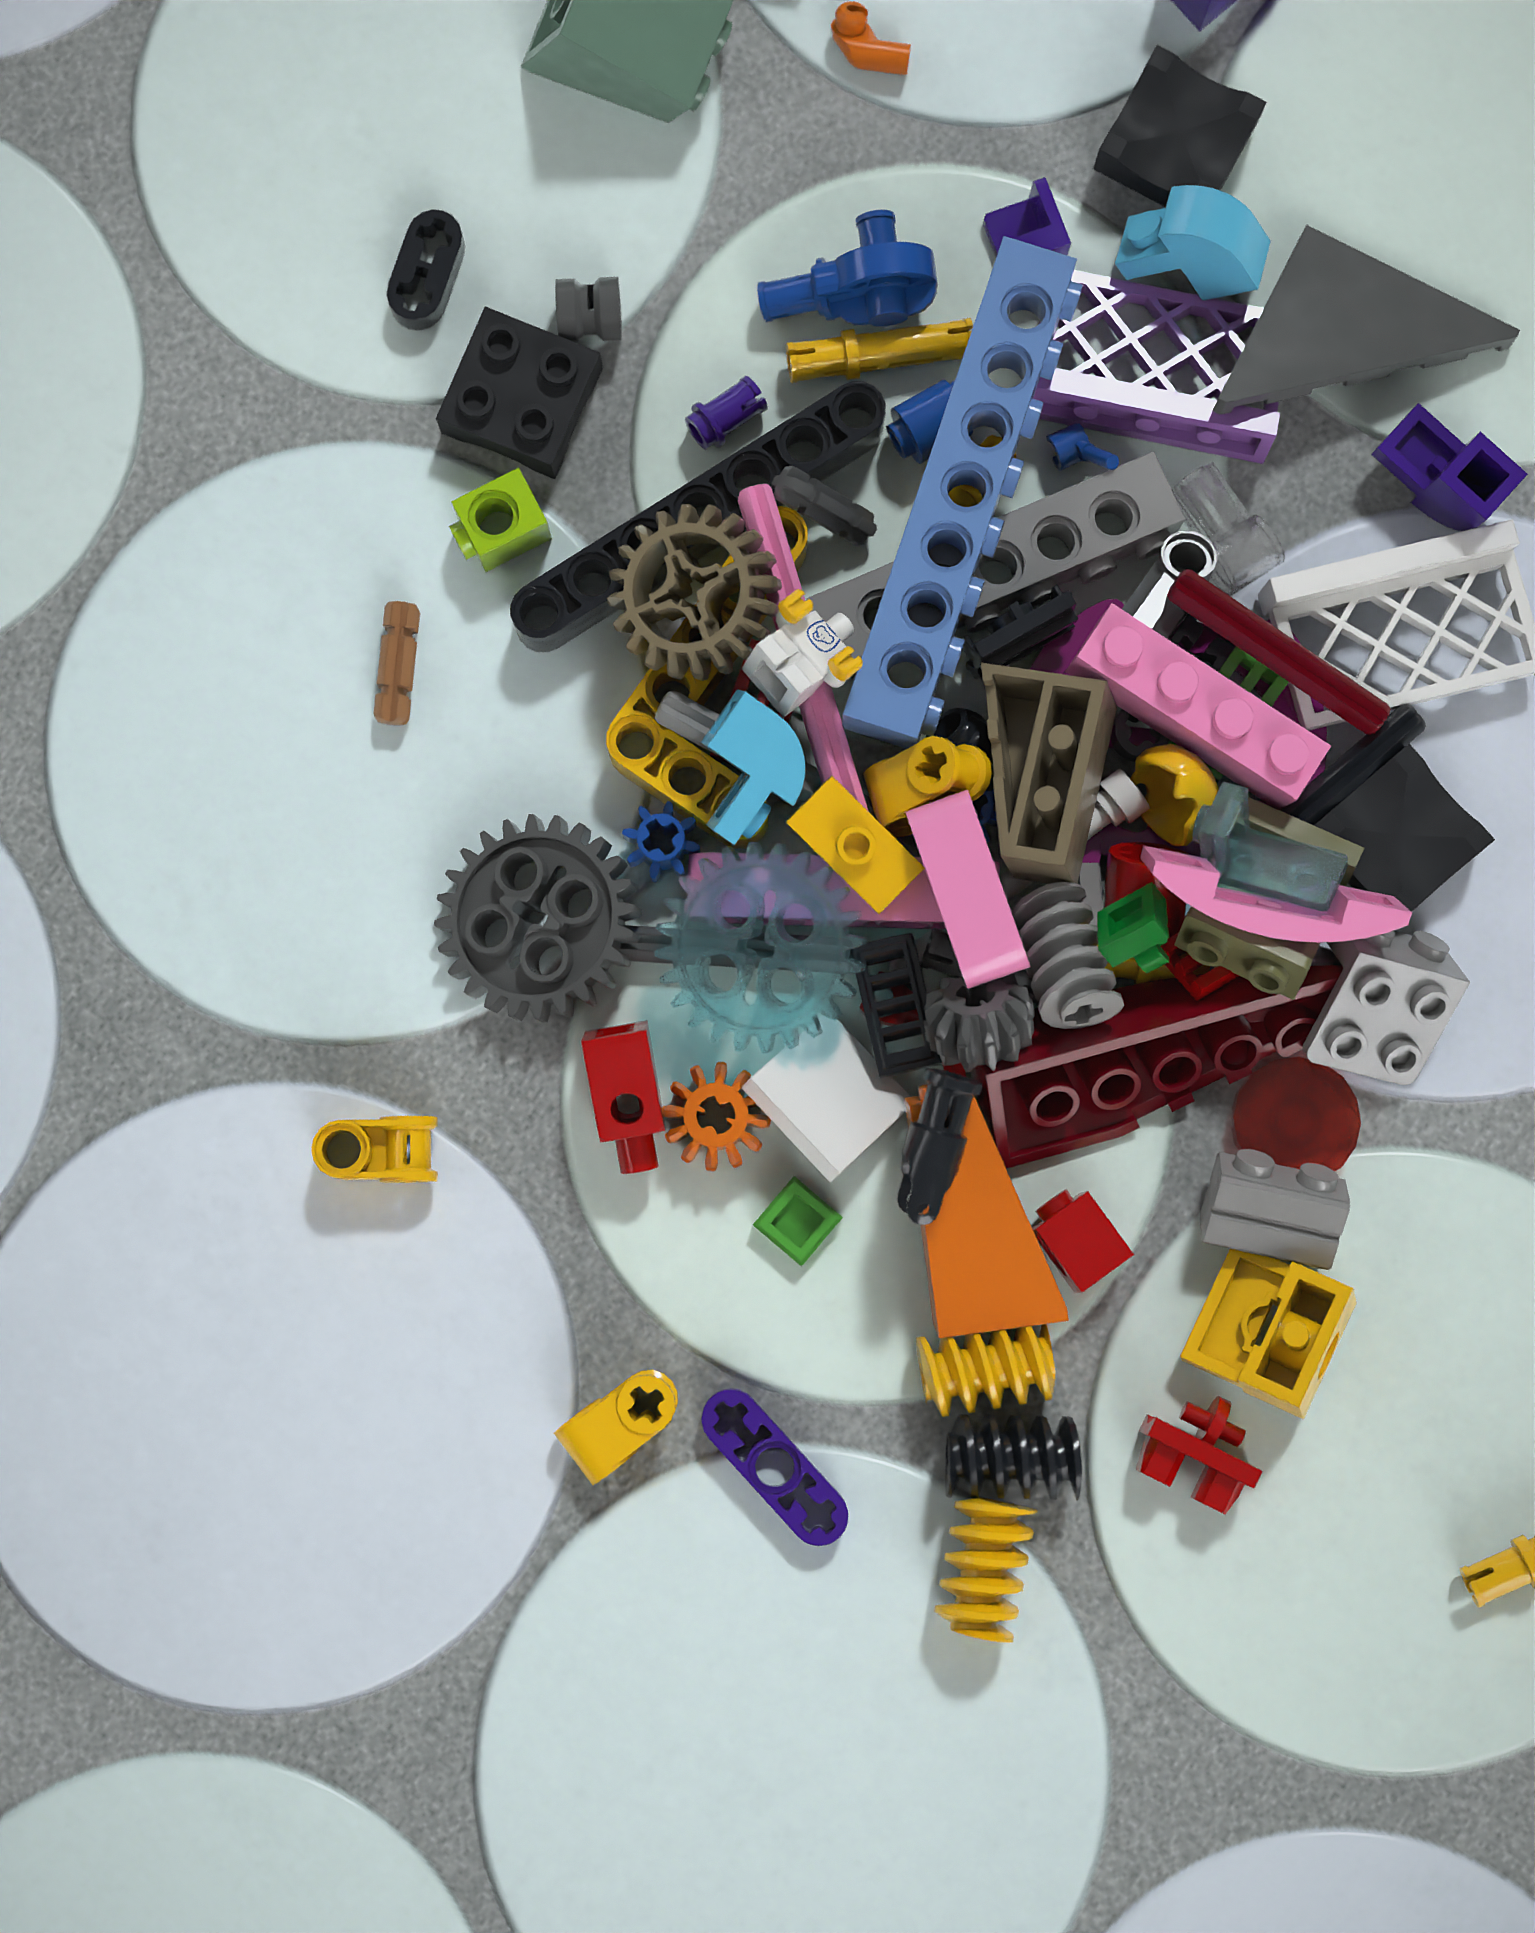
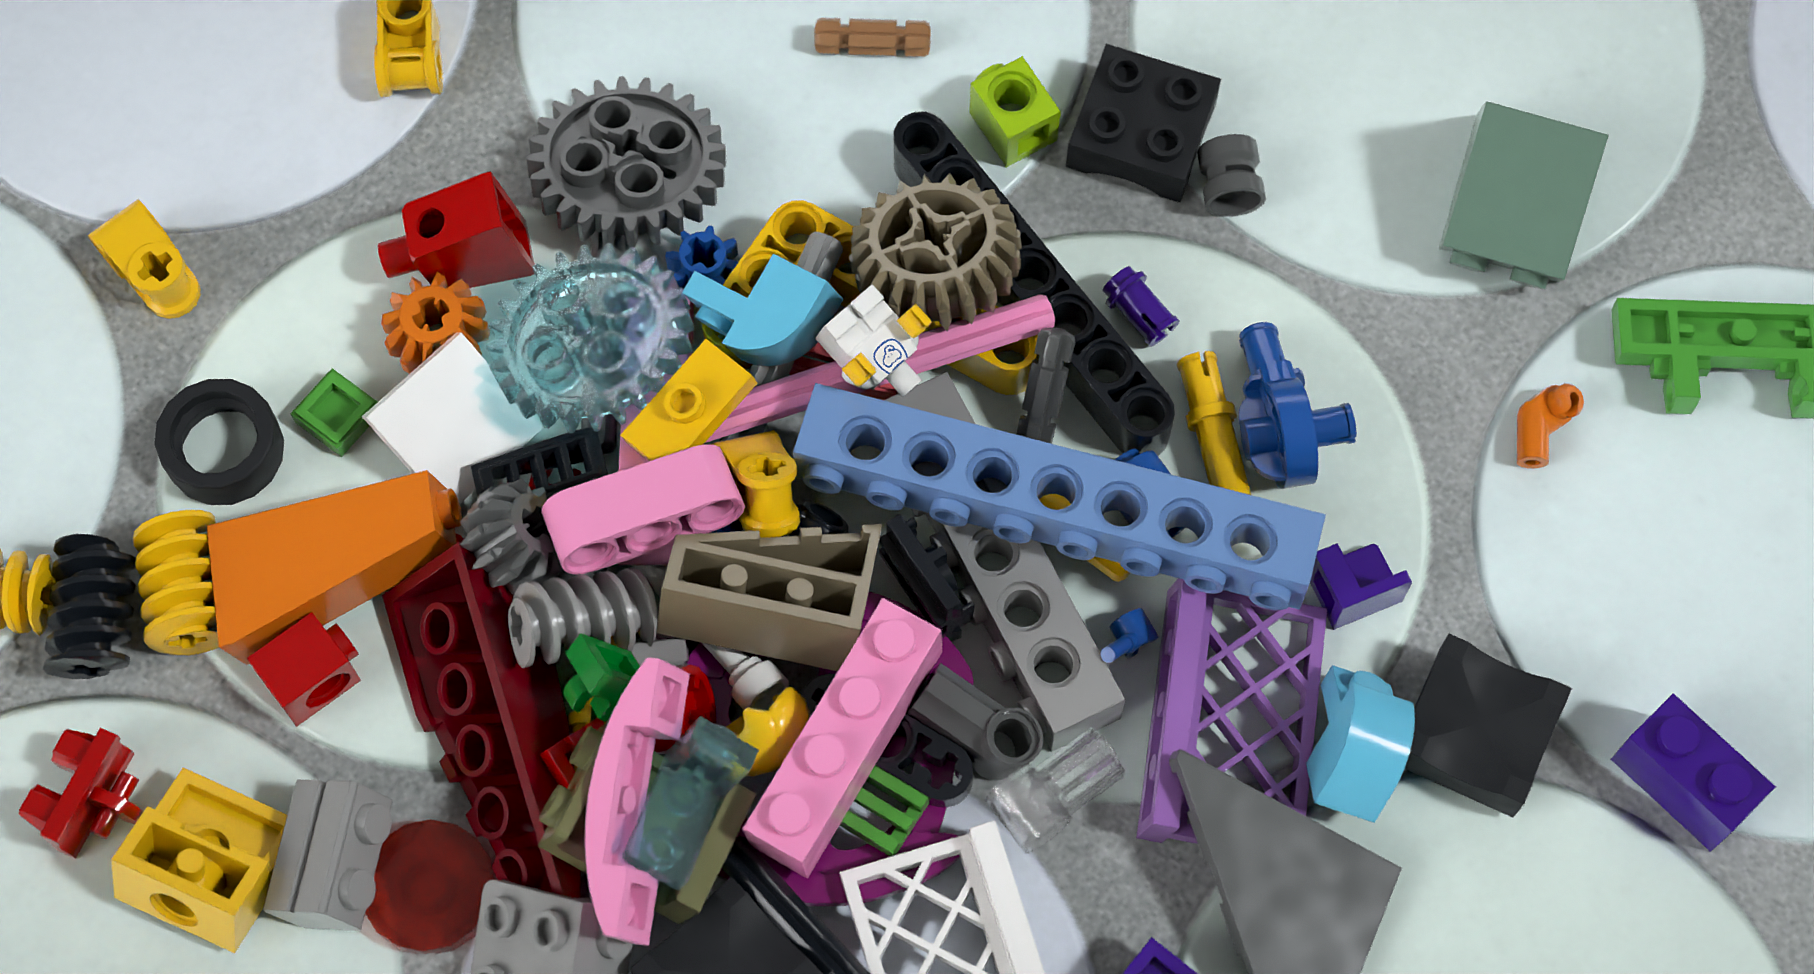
camera: 90 degrees right, 15 degrees down
(413, 265) = (1259, 39): black beam -> none
(819, 1491) = (98, 427): dark purple beam -> none
(862, 1374) = (204, 400): none -> black tyre
(935, 1143) = (389, 486): black piece -> none
(1278, 652) = (912, 828): dark red axle -> none

